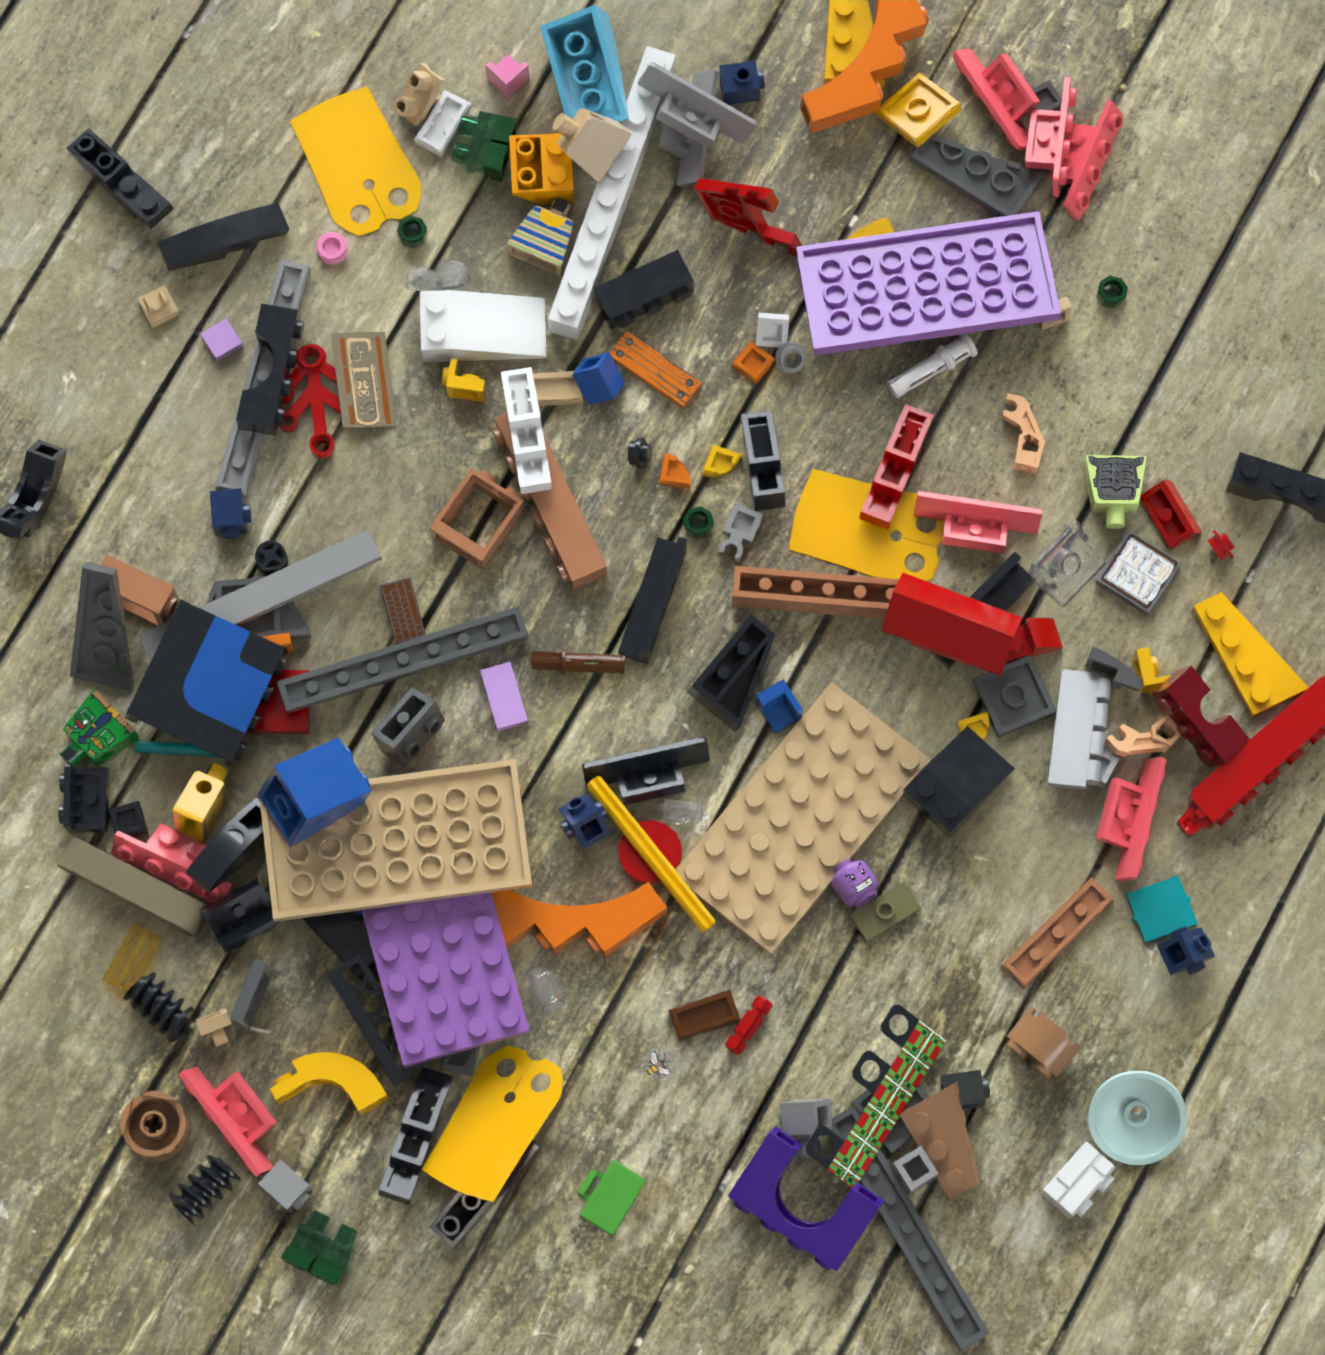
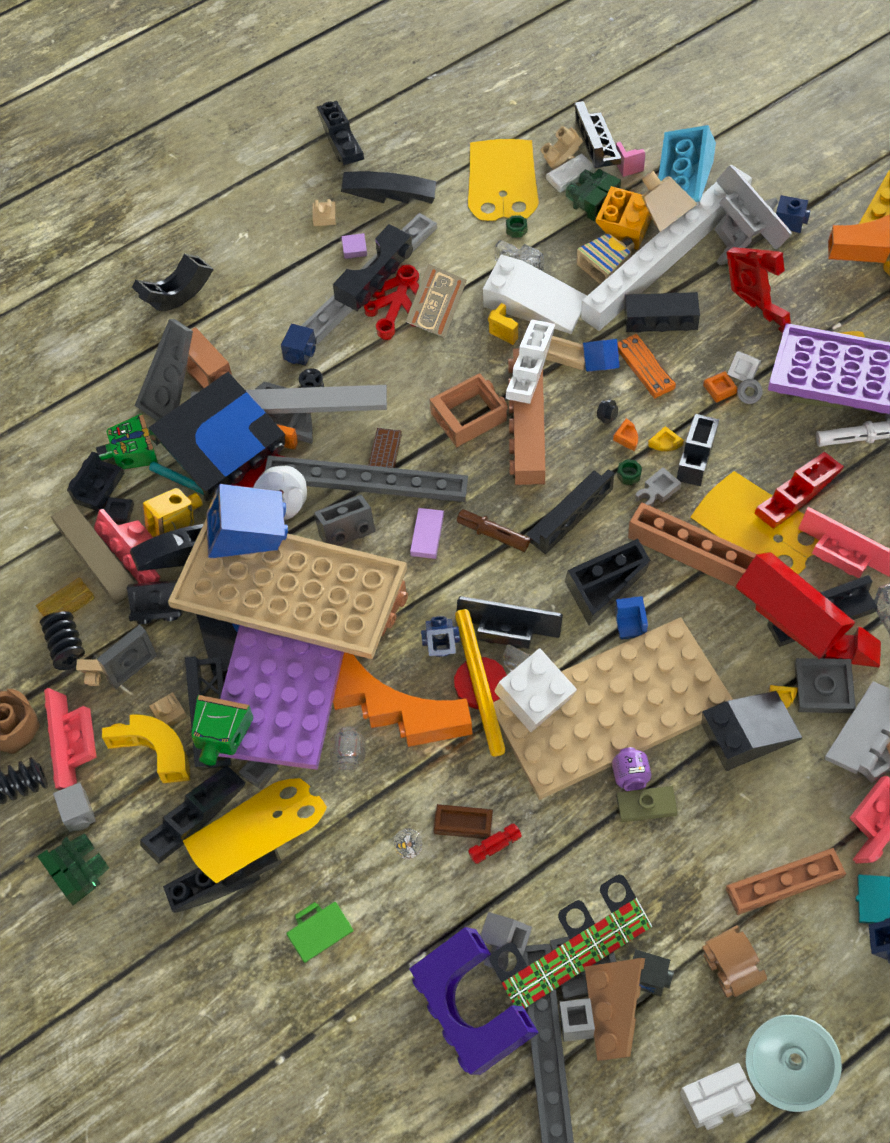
camera: 30 degrees right, 15 degrees down
(316, 719) = (290, 482): none -> white brick
(323, 1034) = (168, 710): none -> tan tile
(332, 248) = (457, 219): bright pink tile -> none
(409, 1038) = (219, 727): none -> green torso
(451, 65) = (592, 140): none -> fence
(720, 843) = (535, 690): none -> white brick

